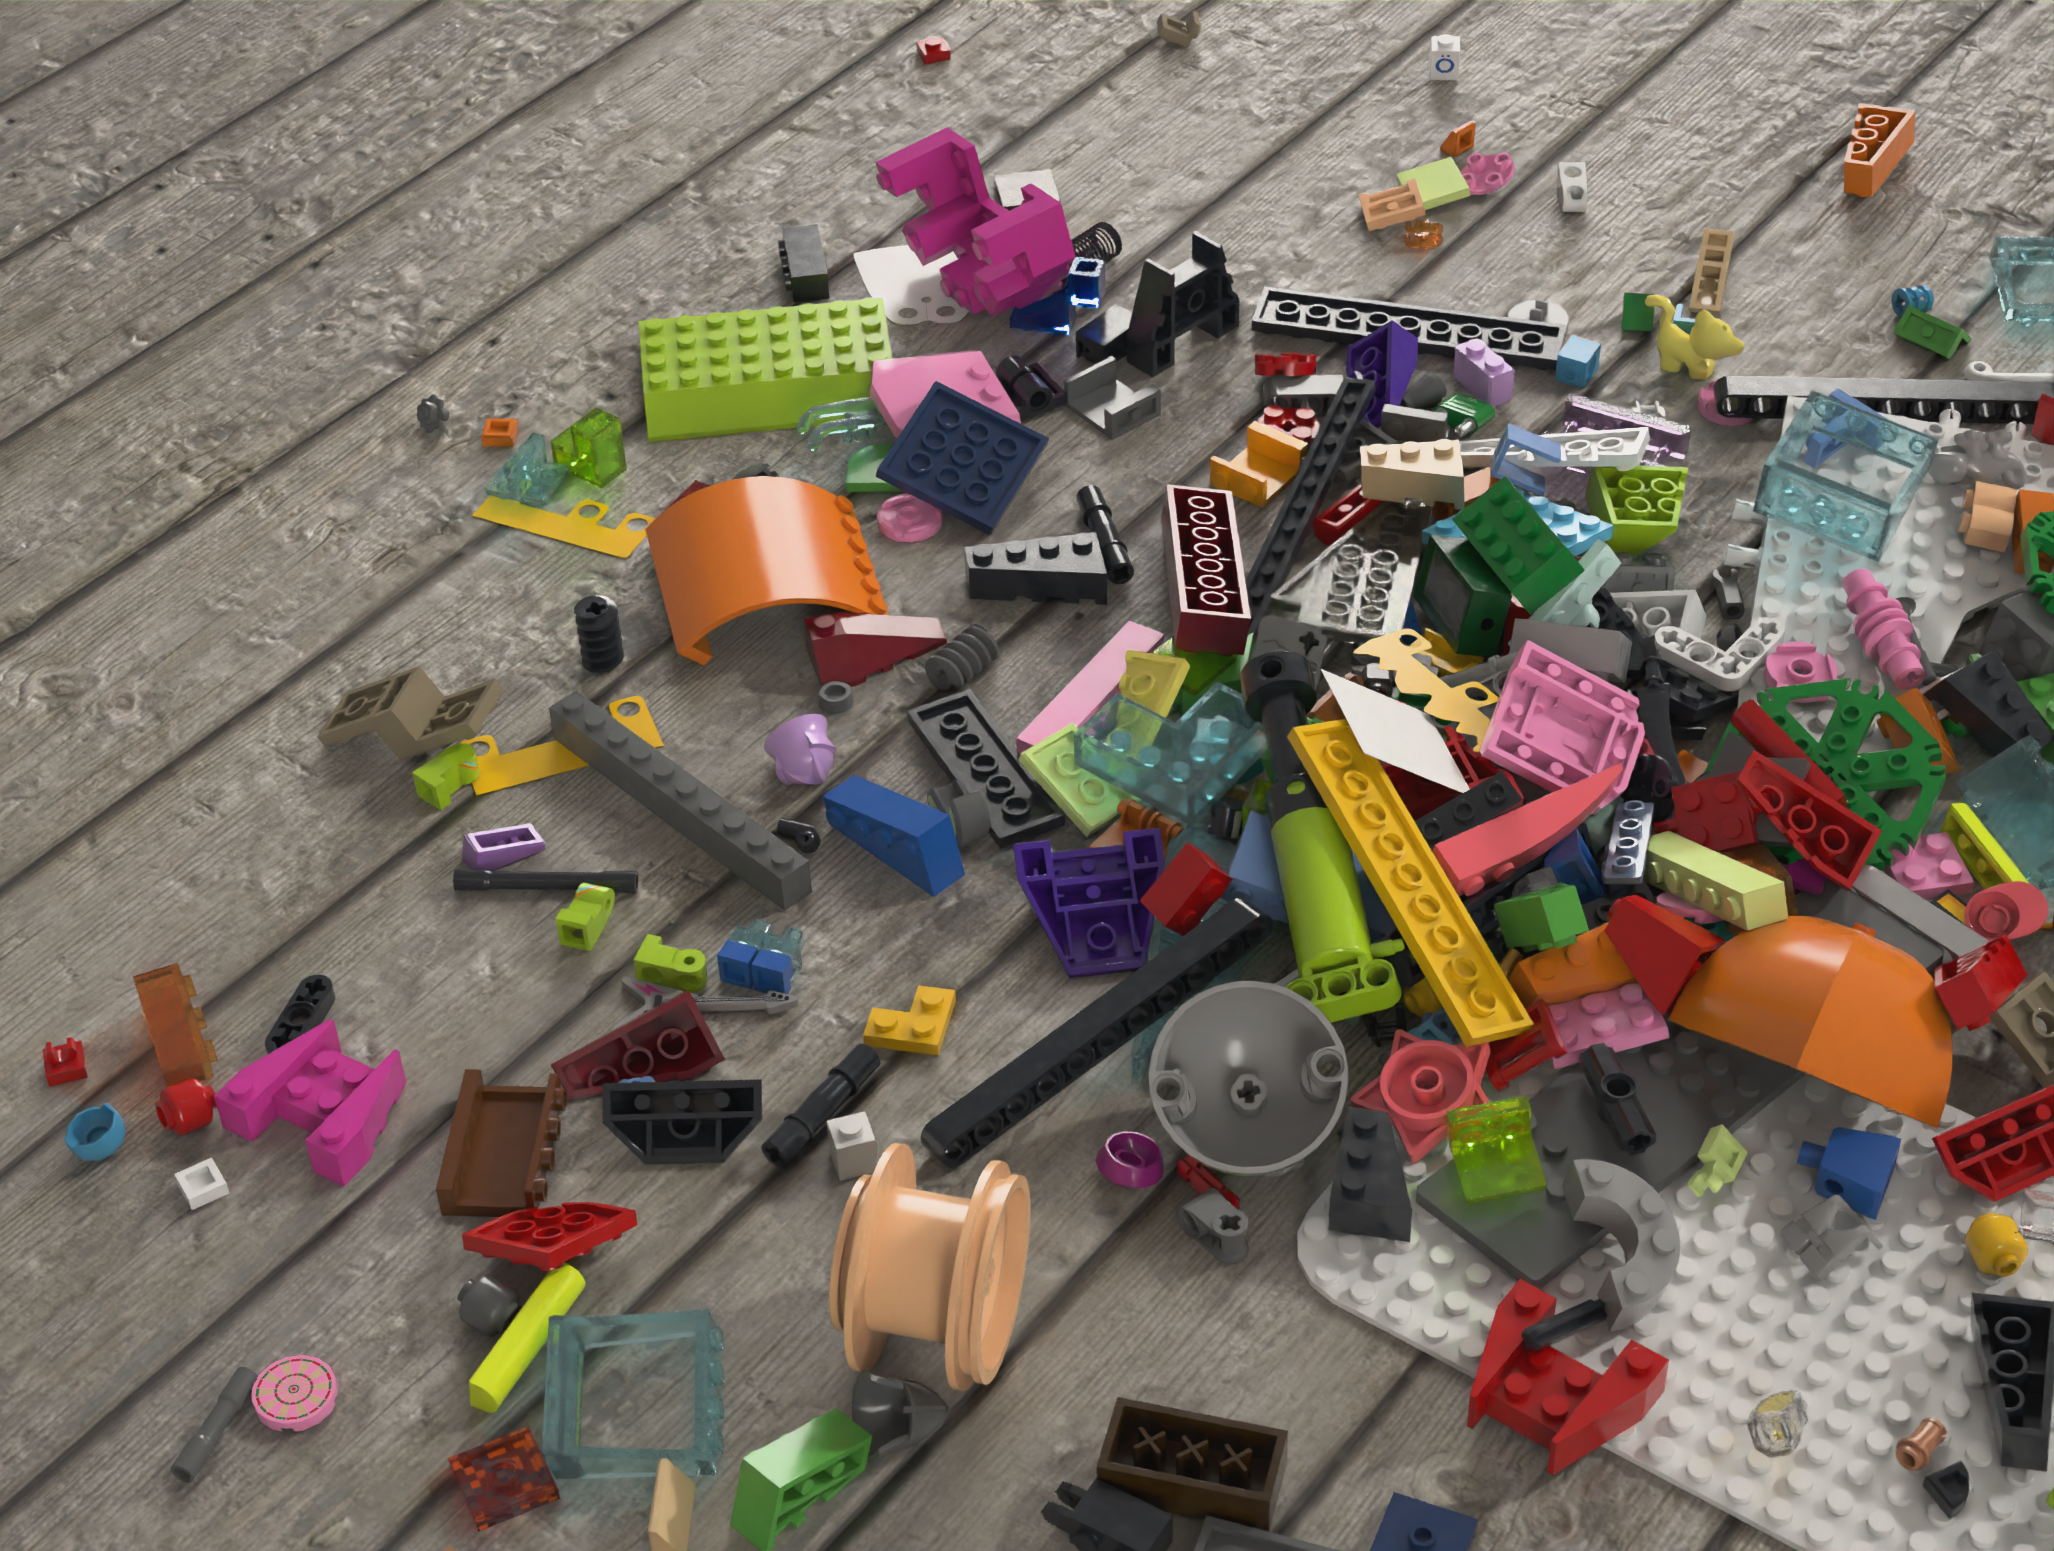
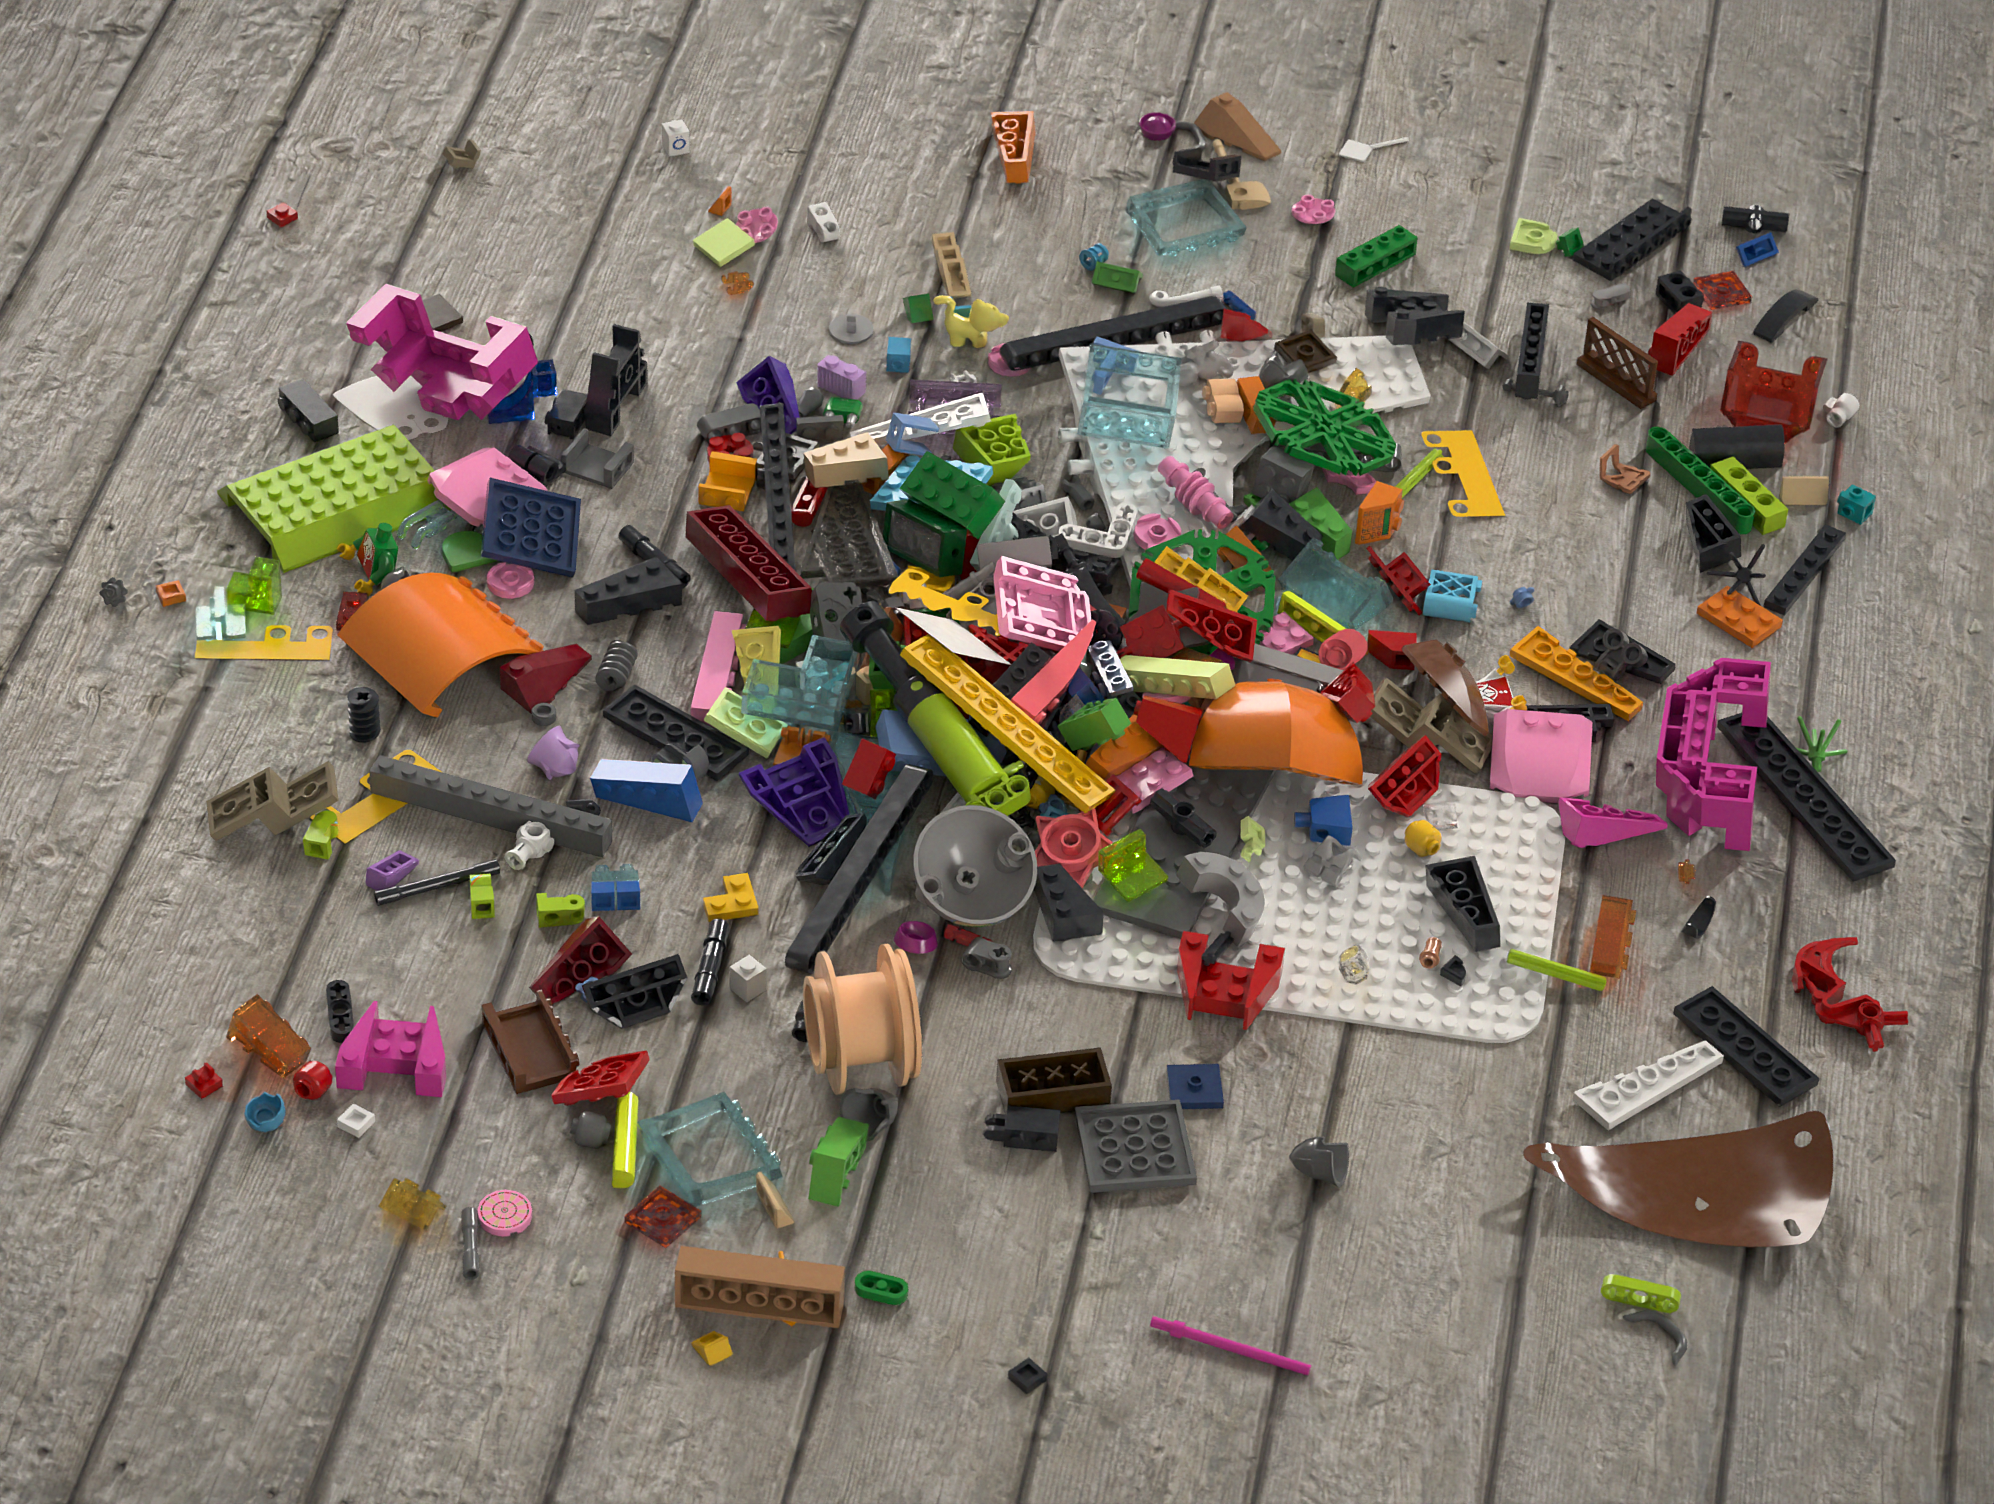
camera: 30 degrees left, 0 degrees up
(182, 1333) = (411, 1204): none -> clear yellow bracket
(655, 994) = (562, 931): light grey piece -> none
(698, 863) = (531, 842): none -> white connector
(760, 438) = (376, 553): none -> torso
(1066, 1001) = (832, 851): none -> black wedge
(1287, 364) = (705, 404): red plate -> none
(1392, 206) = (705, 266): light nougat plate -> none
(1437, 330) = (738, 358): black plate -> none
(1827, 752) = (1206, 580): none -> yellow slope

